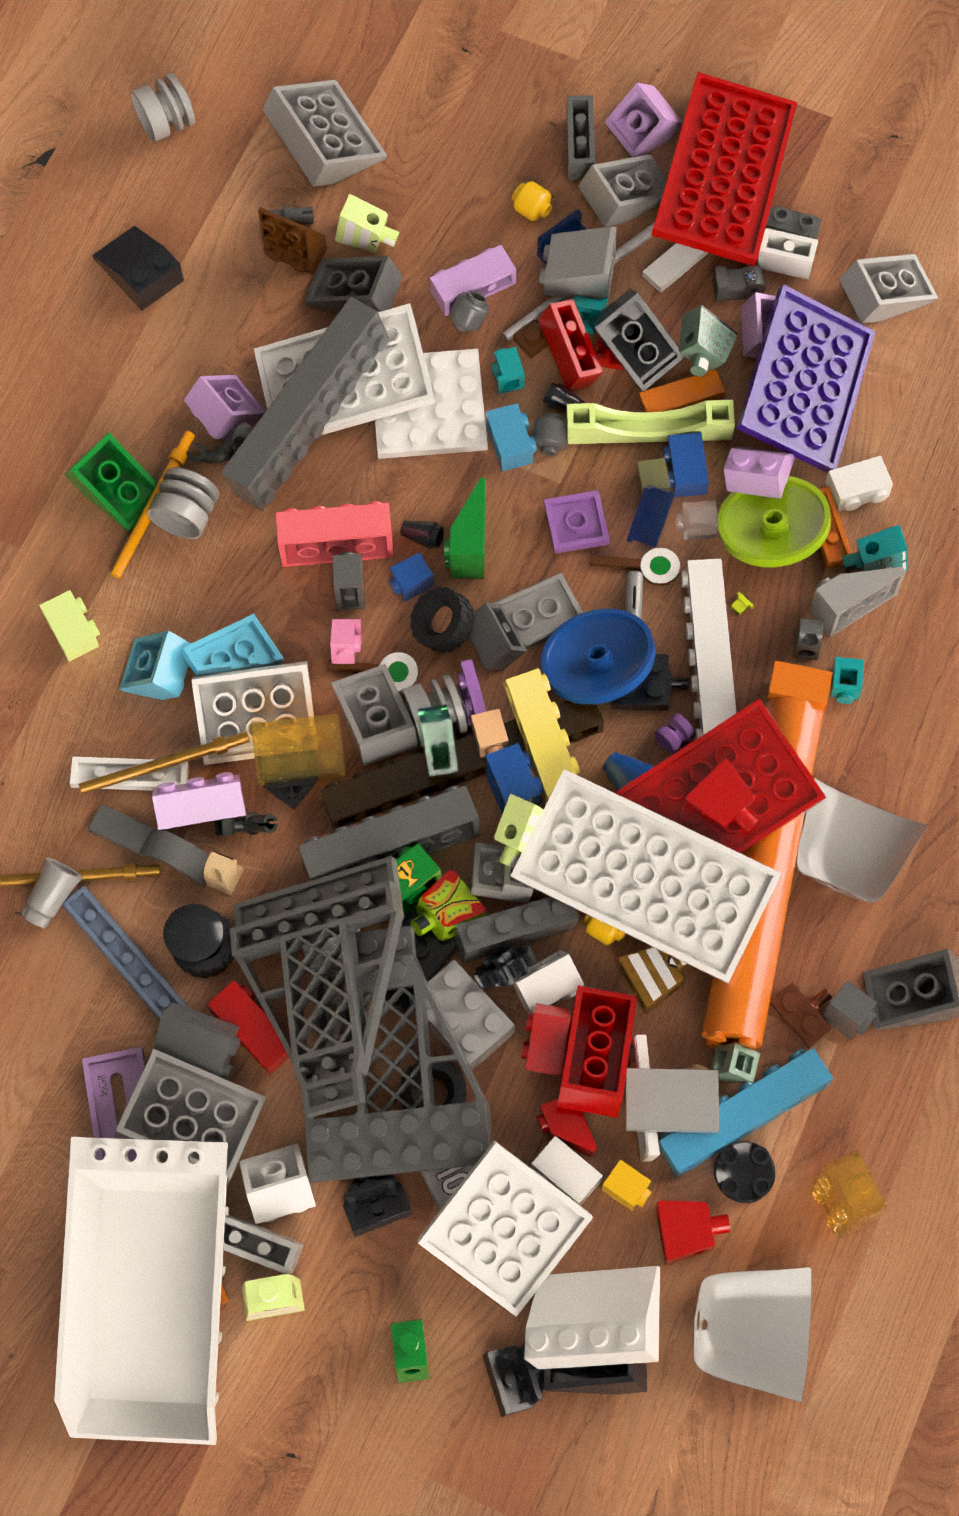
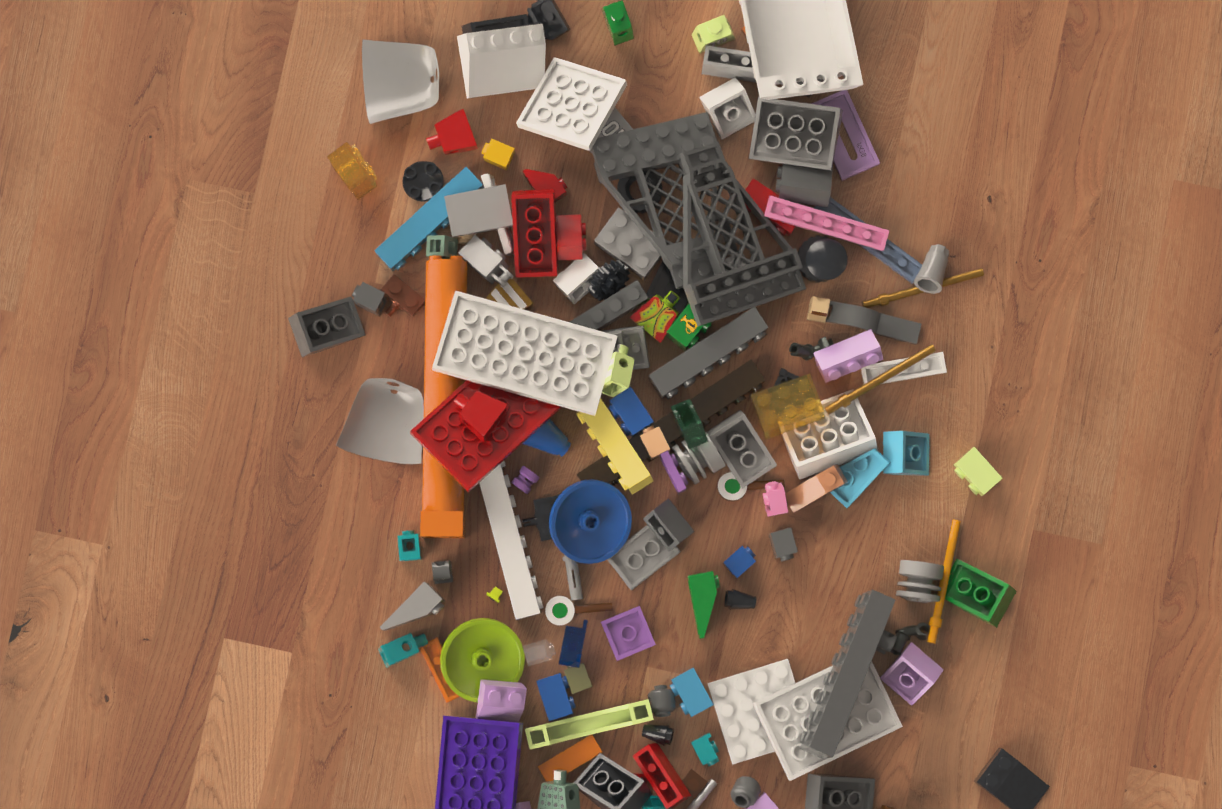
camera: 170 degrees right, 15 degrees up
(181, 980) = (826, 223): none -> bright pink plate
(285, 643) = (815, 488): none -> nougat slope
(321, 532) = (801, 579): coral brick -> none
(375, 1203) = (661, 108): black slope -> none
(426, 609) = (695, 533): black tyre -> none
(567, 1171) = (540, 154): white brick -> none
(673, 1030) = (486, 261): none -> light grey brick
(859, 484) = (424, 707): white brick -> none

